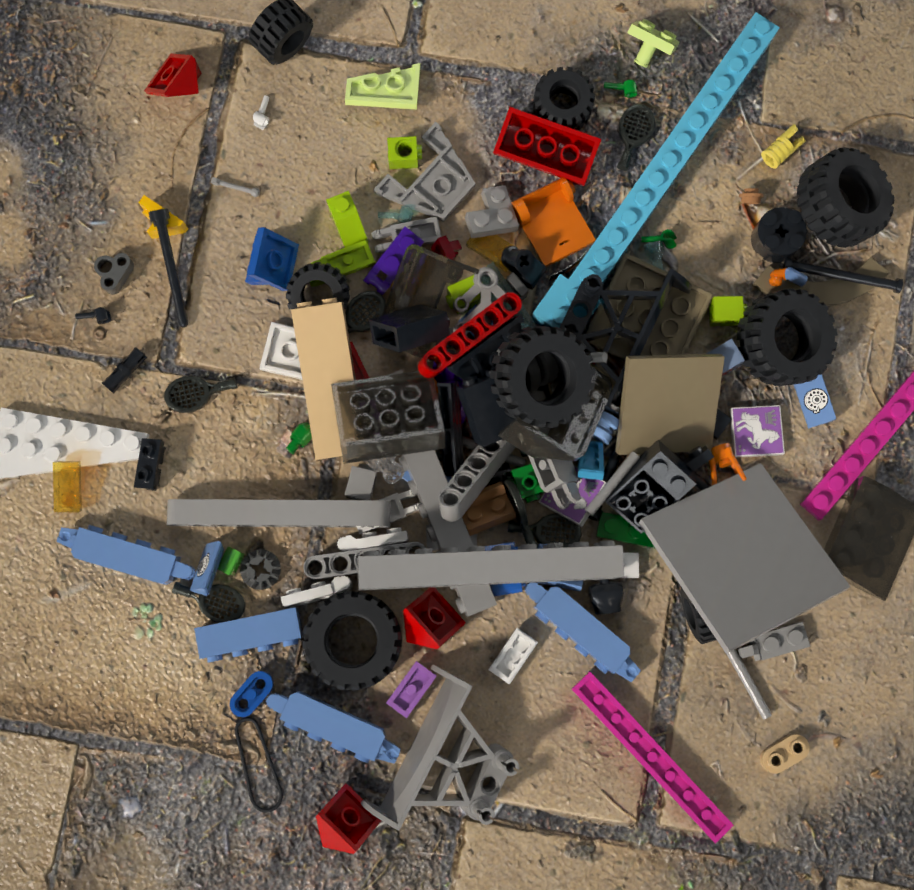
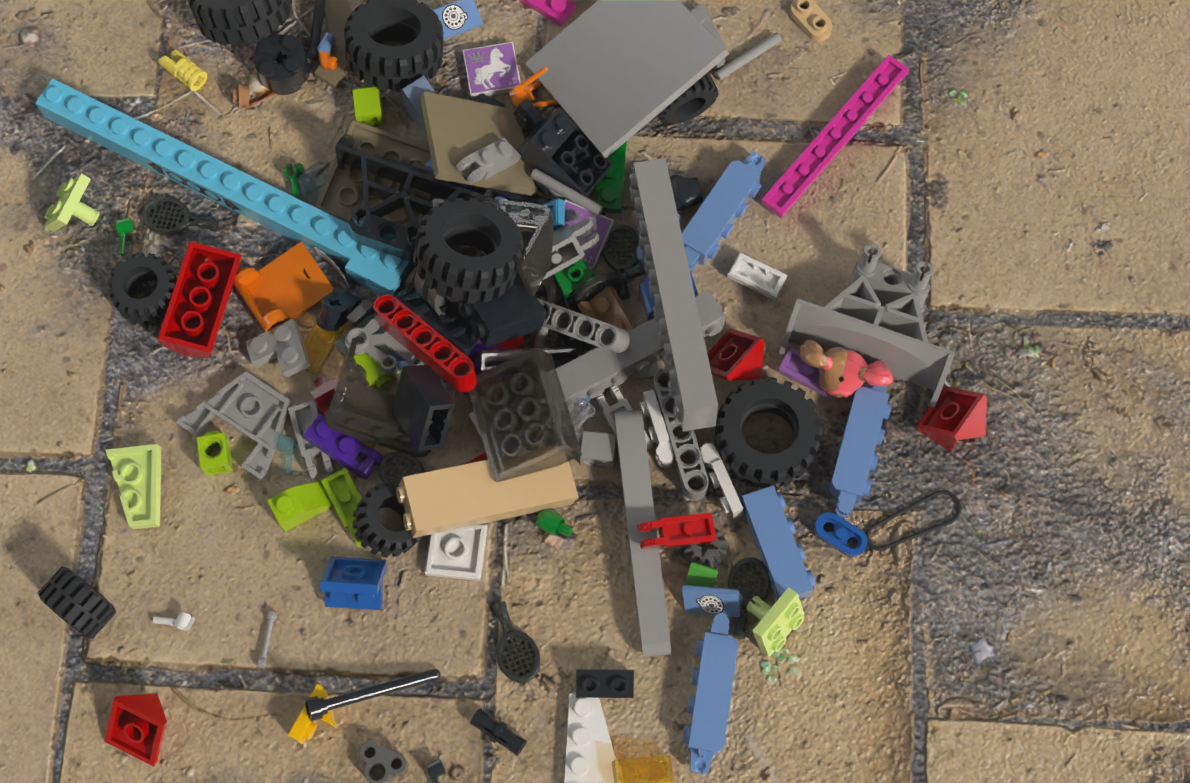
camera: 90 degrees left, 10 degrees down
(177, 620) = (776, 620): none -> yellowish green plate
(268, 545) = (679, 531): none -> red hinge
(405, 721) = (844, 363): none -> hair
(646, 412) = (489, 160): none -> light grey hinge

